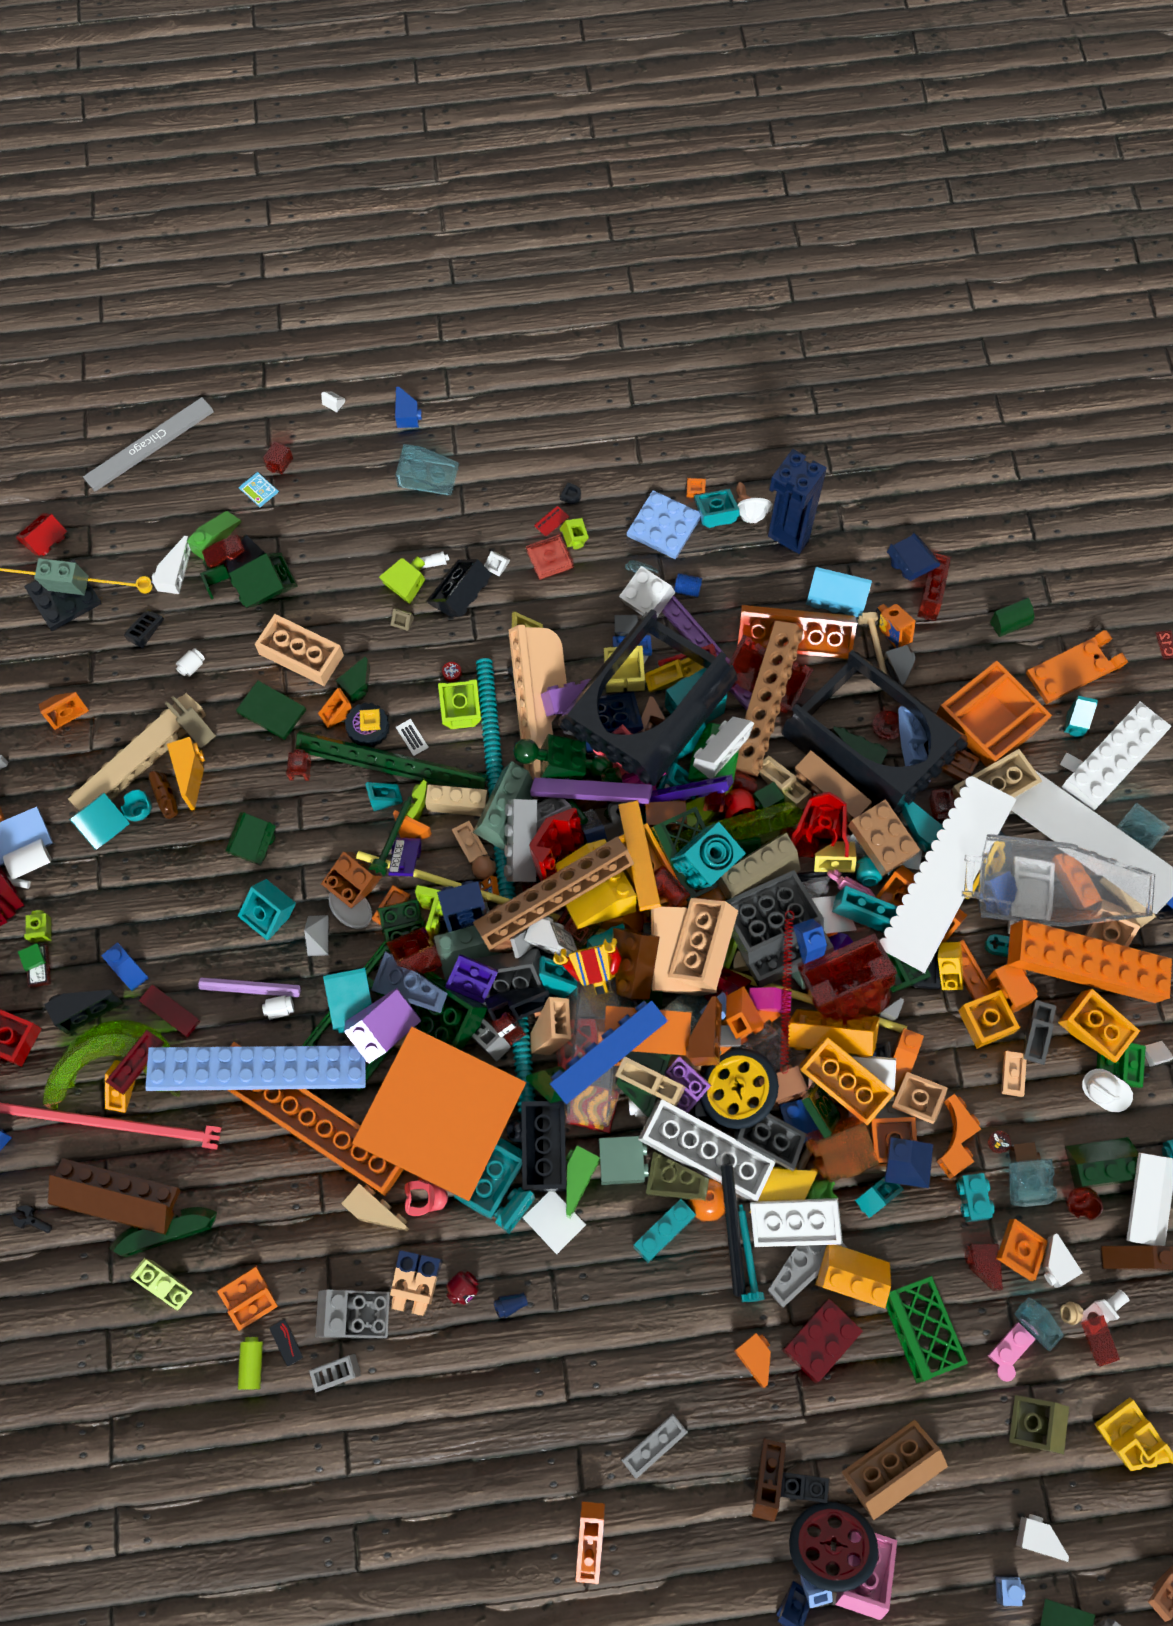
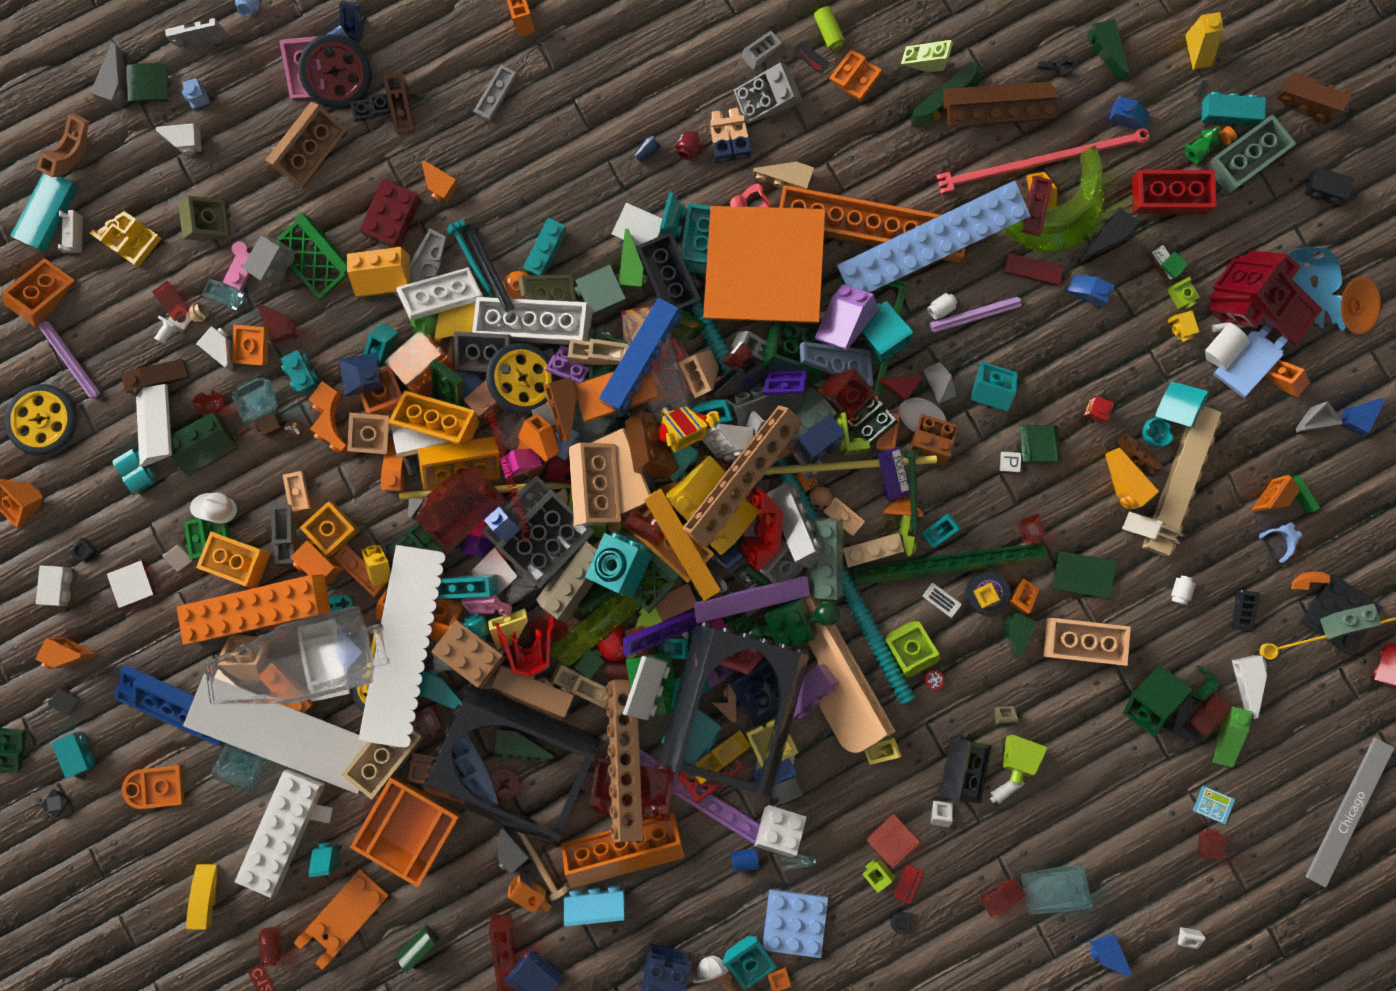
camera: 160 degrees right, 15 degrees up
(36, 698) = (1304, 496): none -> green tile
(55, 895) = (1184, 326): none -> yellow brick
(67, 672) = (1290, 535): none -> light blue helmet
(71, 631) = (1304, 579): none -> orange slope
(179, 847) = (1098, 409): none -> red brick
(287, 834) = (1010, 462): none -> white tile
(354, 944) = (901, 386): none -> dark red slope
(475, 479) = (1003, 898): none -> clear red slope
(974, 1335) = (269, 260): none -> light grey brick
(1151, 666) = (269, 946): none -> clear red head

